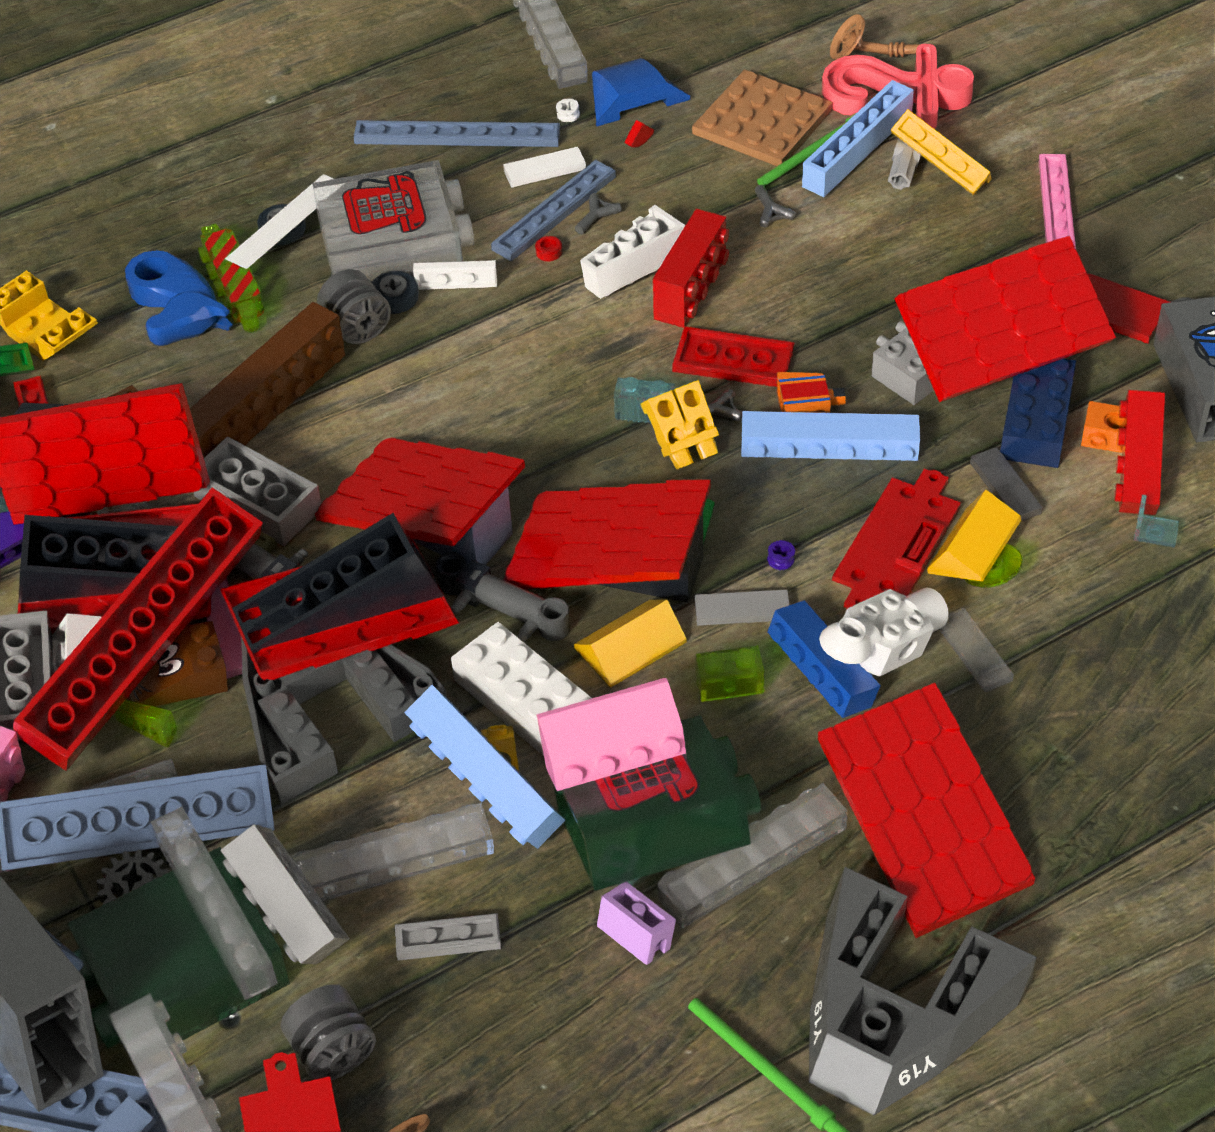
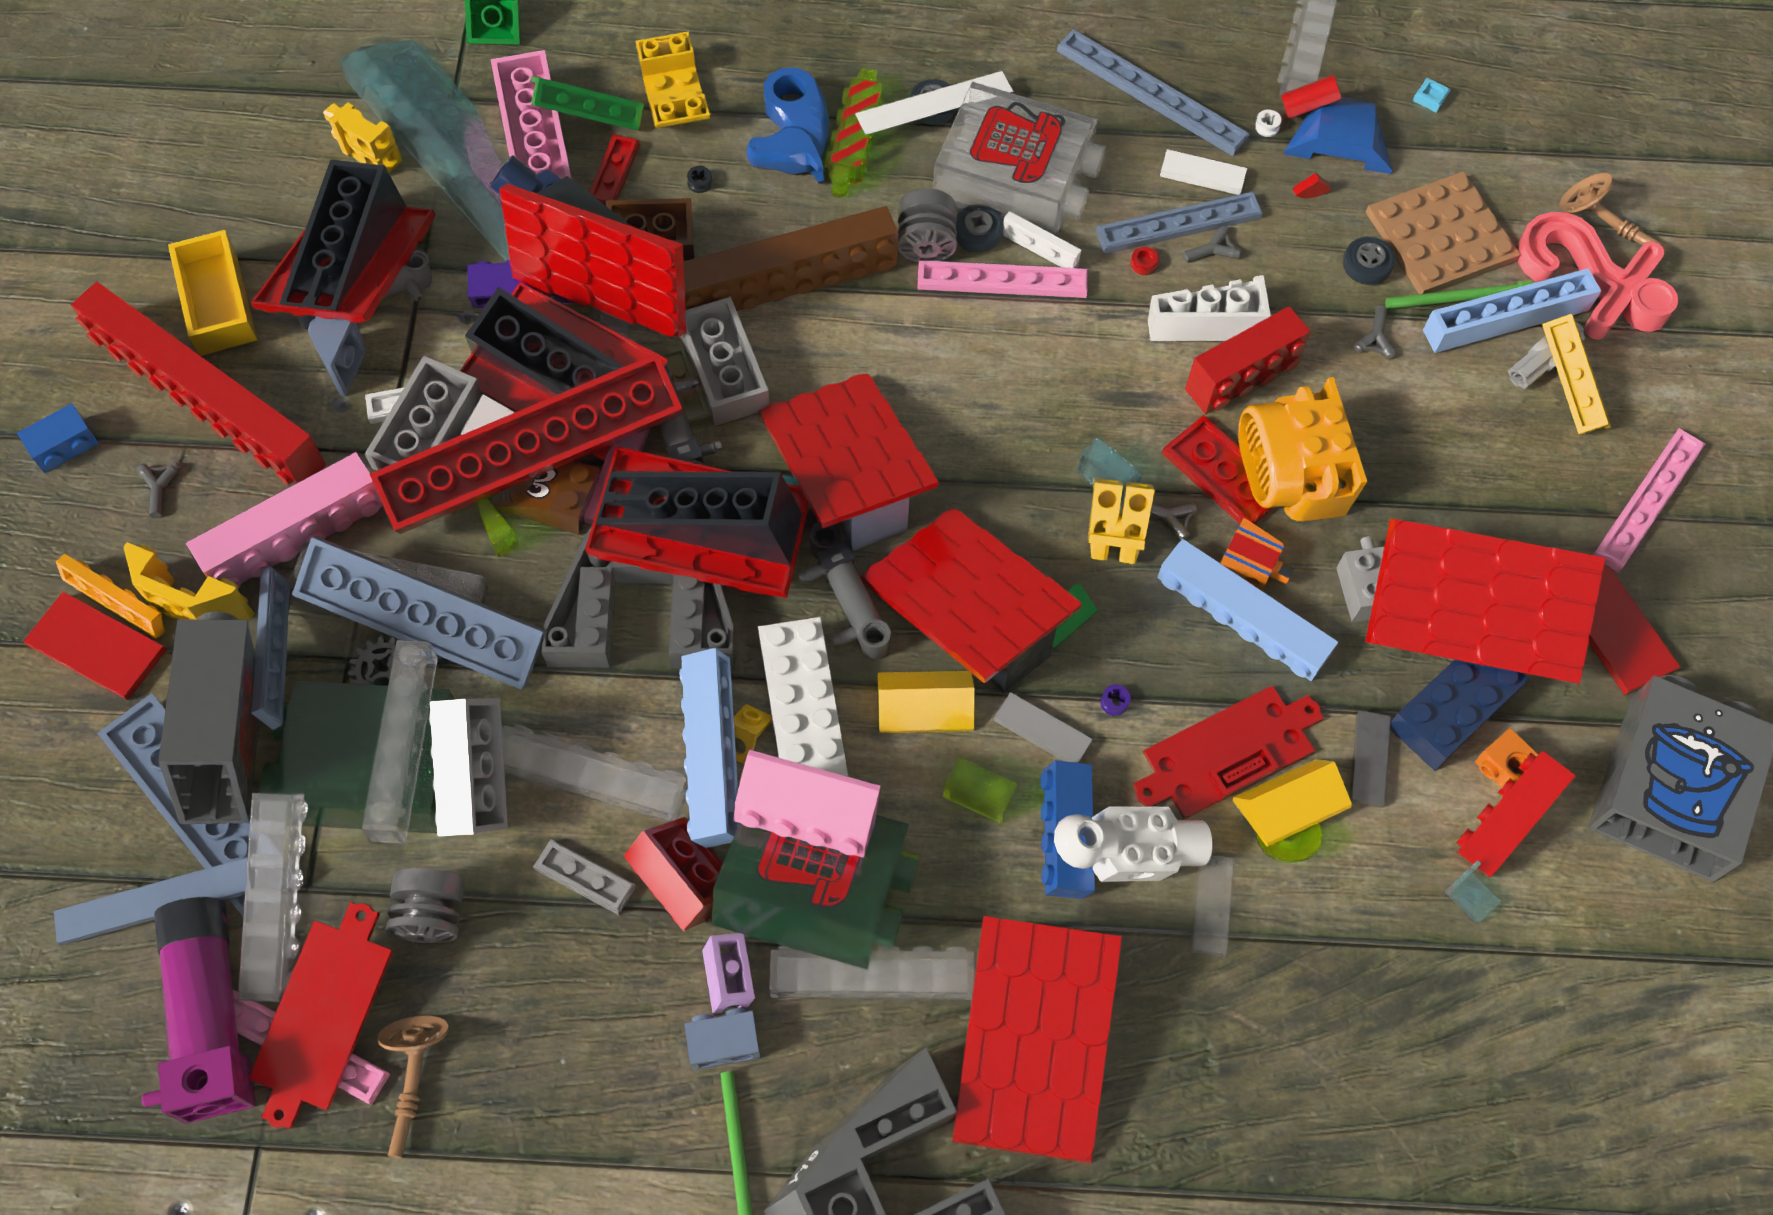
camera: 30 degrees right, 15 degrees up
(119, 377) = (699, 172): none -> black bush
(442, 318) = (1002, 279): none -> bright pink tile
(531, 880) = (676, 871): none -> slope
(589, 72) = (1311, 96): none -> red brick
(670, 977) = (722, 1039): none -> sand blue brick
(677, 33) = (1431, 95): none -> medium azure tile
(723, 161) = (1379, 260): none -> black wheel
(787, 305) = (1300, 453): none -> light orange brick

